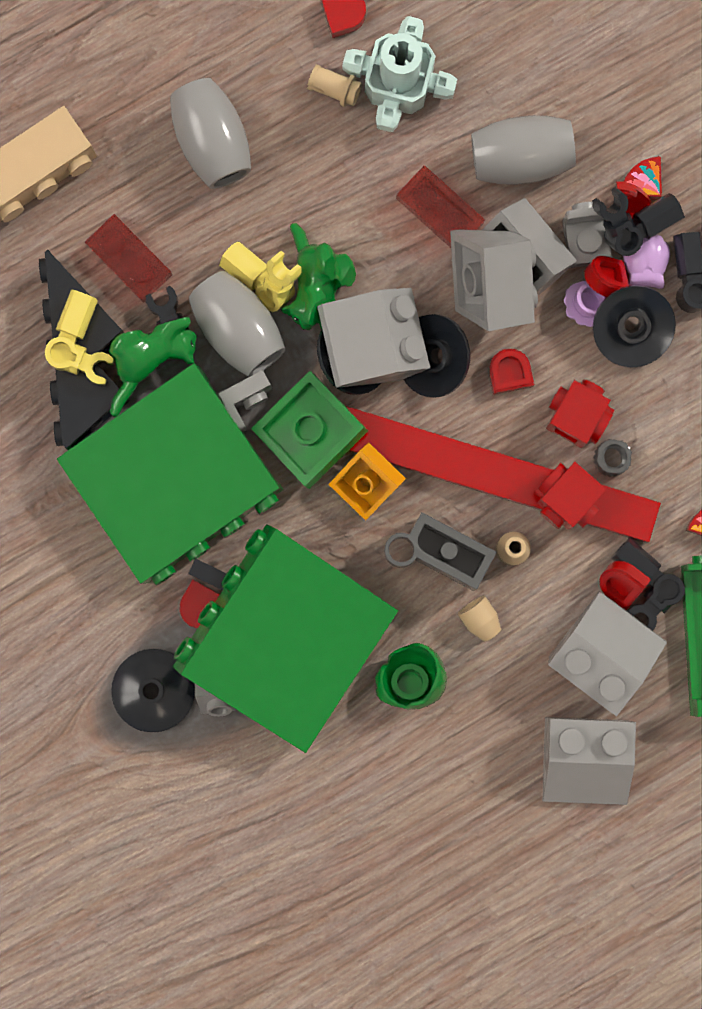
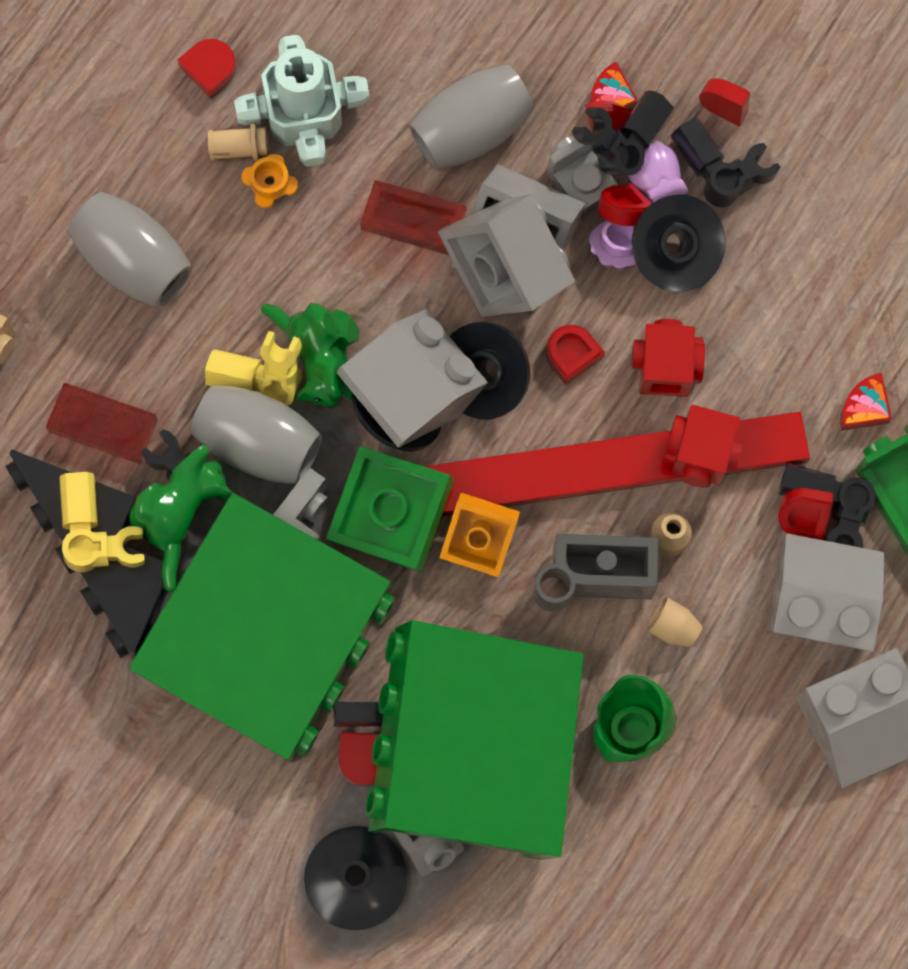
camera: 30 degrees left, 10 degrees down
(344, 115) = (269, 167): none -> light orange plate
(624, 451) = (729, 375): dark grey axle -> none

